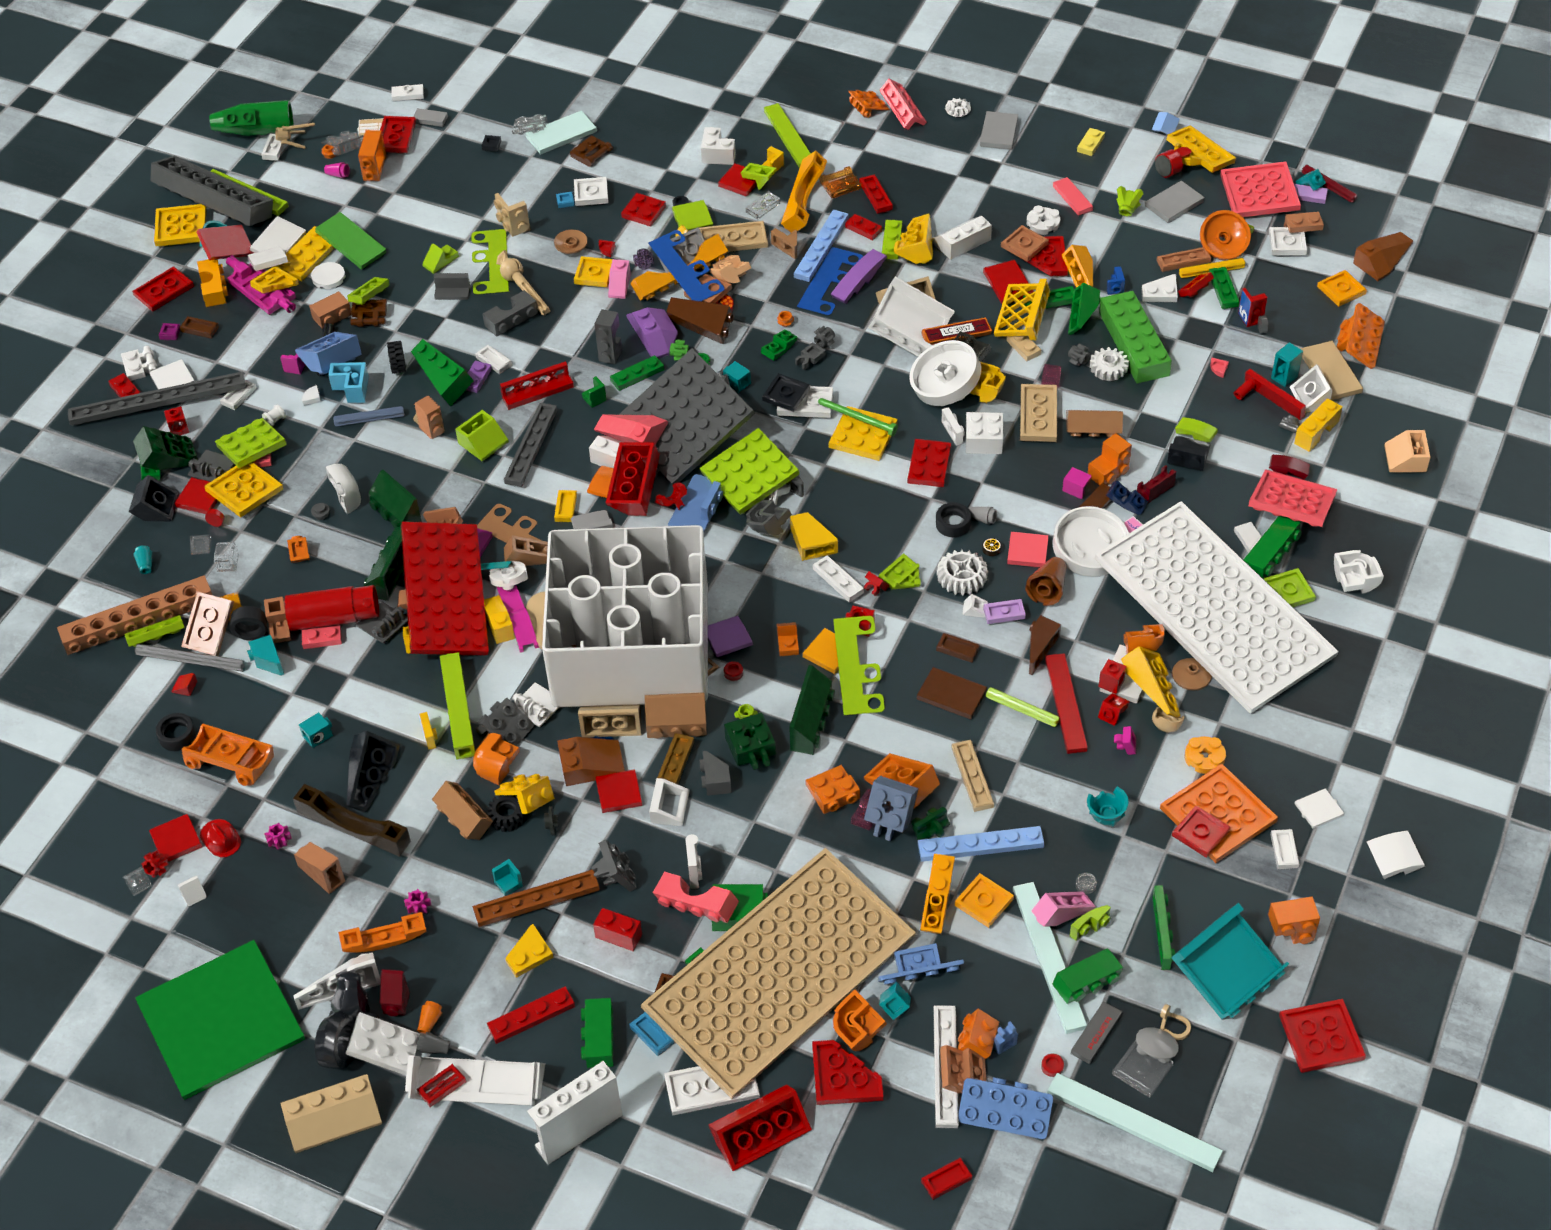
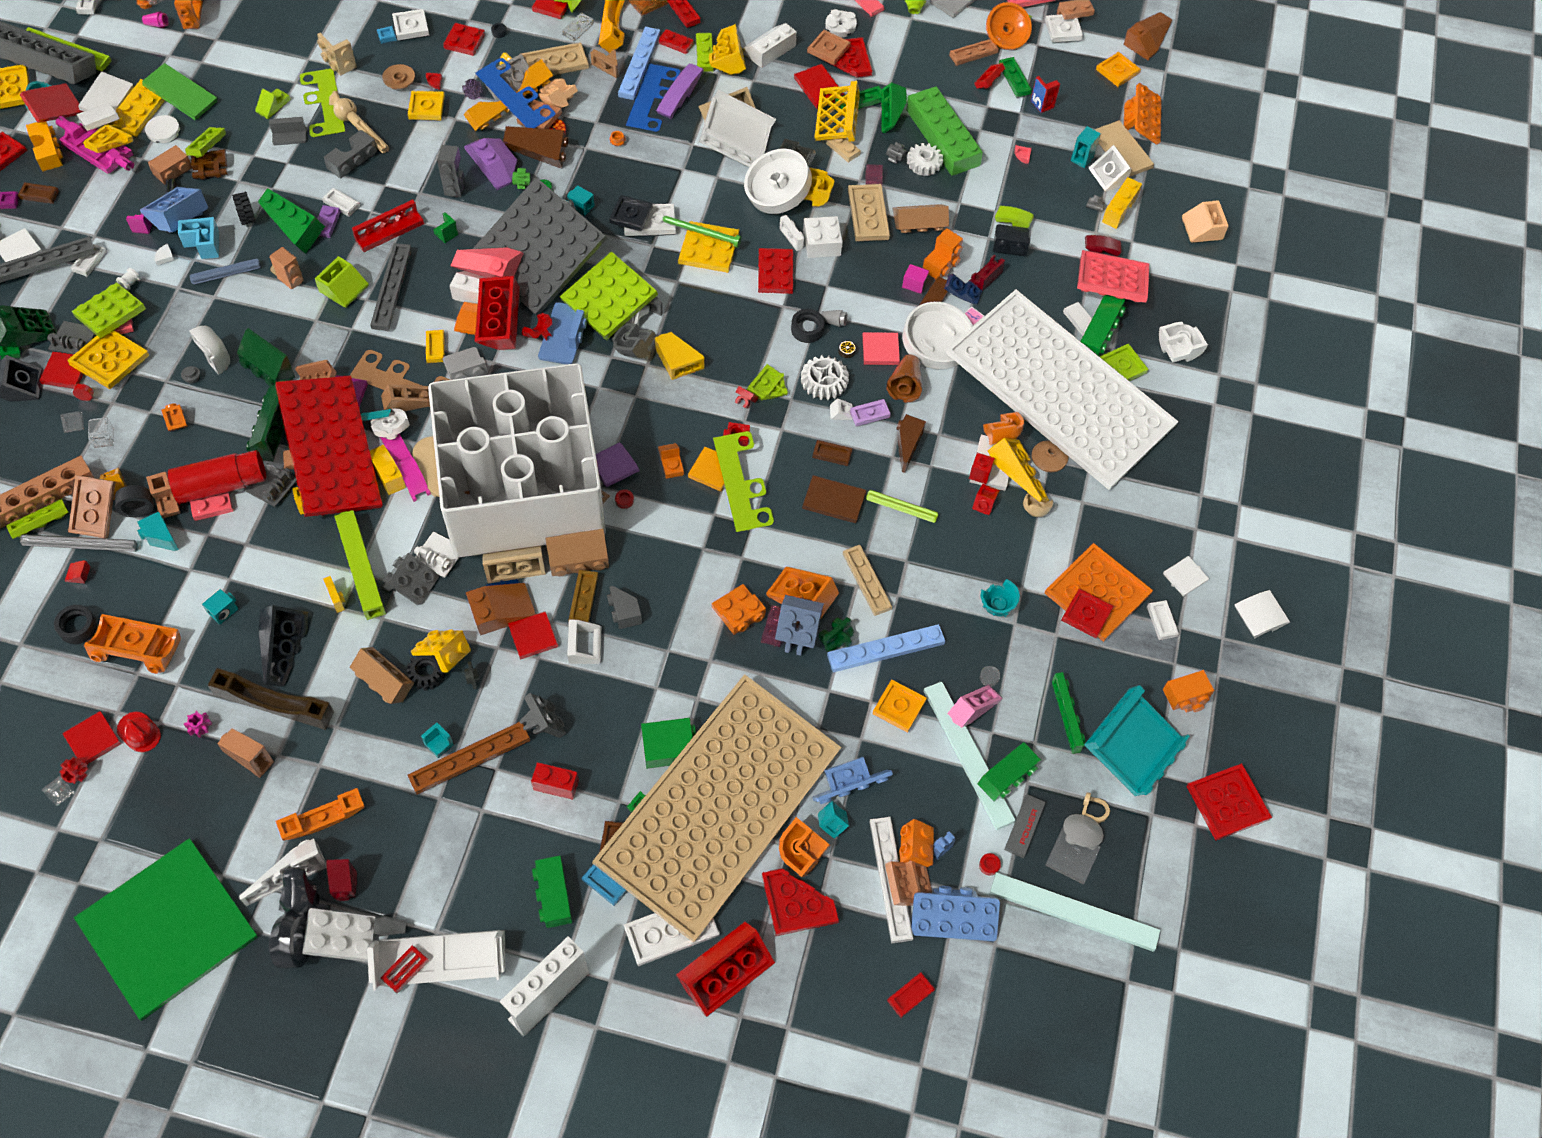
camera: 15 degrees left, 10 degrees up
(143, 558) = (15, 443): teal cone -> none
(176, 421) = (28, 294): red brick -> none
(192, 891) = (117, 794): white slope -> none
(331, 1113) = (296, 1016): tan slope -> none
(417, 902) = (351, 777): dark pink gear -> none
(429, 1015) = (380, 898): orange cone -> none
(494, 757) = (405, 615): orange brick -> none
(528, 952) = (470, 815): yellow wing -> none
(530, 1015) = (482, 880): red plate -> none
(619, 278) = (451, 110): bright pink slope -> none
(636, 373) = (483, 204): green plate -> none
(692, 215) = (512, 41): lime slope -> none
(694, 862) = (618, 702): white plate -> none
(715, 904) = (649, 745): coral arch -> none
(745, 709) = (643, 536): lime plate -> none
(750, 740) = (653, 570): dark green hinge -> none
(781, 343) = (617, 163): green slope -> none
(811, 712) = (706, 534): dark green slope -> none
(812, 354) = (648, 171): dark grey plate -> none
(824, 337) = (657, 154): dark grey gear -> none
(838, 578) = (709, 395): white plate -> none
(937, 894) = (855, 705): light orange slope -> none
(938, 334) = (774, 140): tile -> none
(1066, 703) = (941, 498): red tile -> none
(1079, 264) = (882, 65): light orange slope -> none
(1093, 919) = (1001, 714): lime slope -> none
(1117, 282) = (918, 78): blue bracket -> none
(1126, 740) = (1003, 530): dark pink tile -> none
(1160, 290) = (958, 83): white wing -> none
(1204, 268) = (992, 60): yellow axle -> none
(1208, 745) = (1078, 525): light orange plate -> none
(1263, 324) = (1056, 109): dark grey tile -> none
(1271, 392) = (1074, 174): red piece -> none

